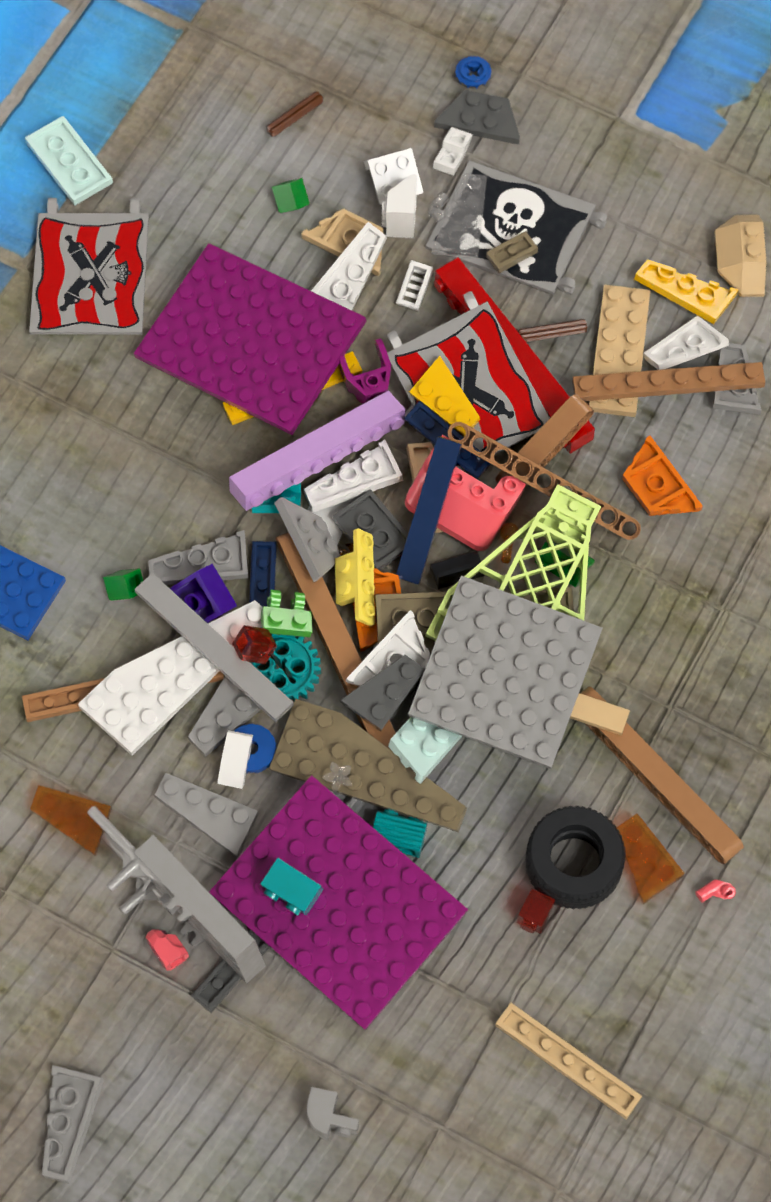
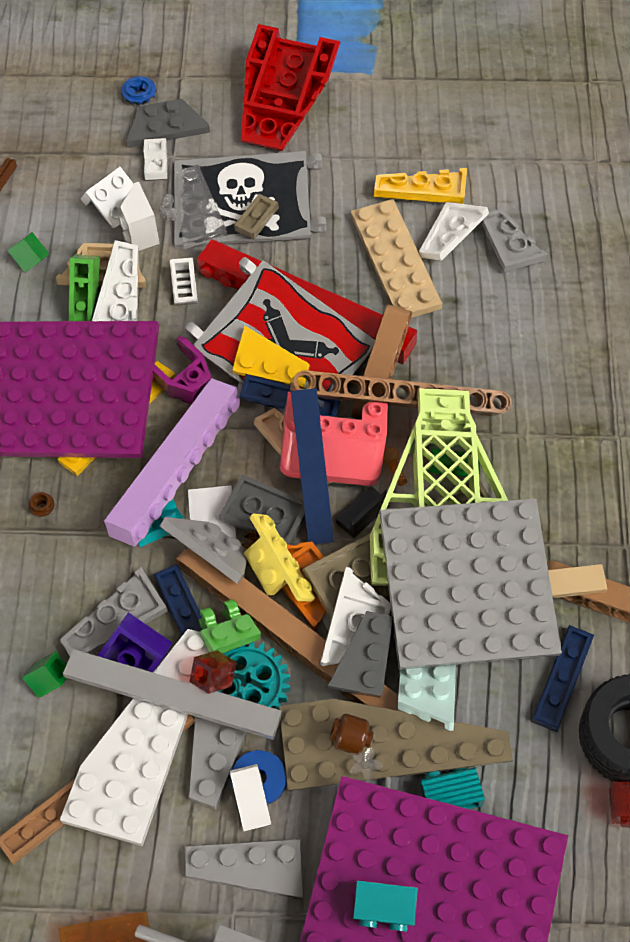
camera: 25 degrees left, 5 degrees down
(186, 431) = (41, 498): none -> reddish brown plate
(320, 253) = (83, 286): none -> bright green slope
(337, 747) = (351, 734): none -> reddish brown head
(371, 471) = (231, 459): white wing -> none
(546, 789) = (562, 678): none -> dark blue tile
(553, 330) = (330, 265): reddish brown axle -> none
(608, 127) = (282, 85): none -> red wedge
(658, 483) = (498, 354): orange wing -> none
(669, 381) = (456, 264): medium nougat plate -> none
(742, 254) = (455, 138): tan wedge -> none

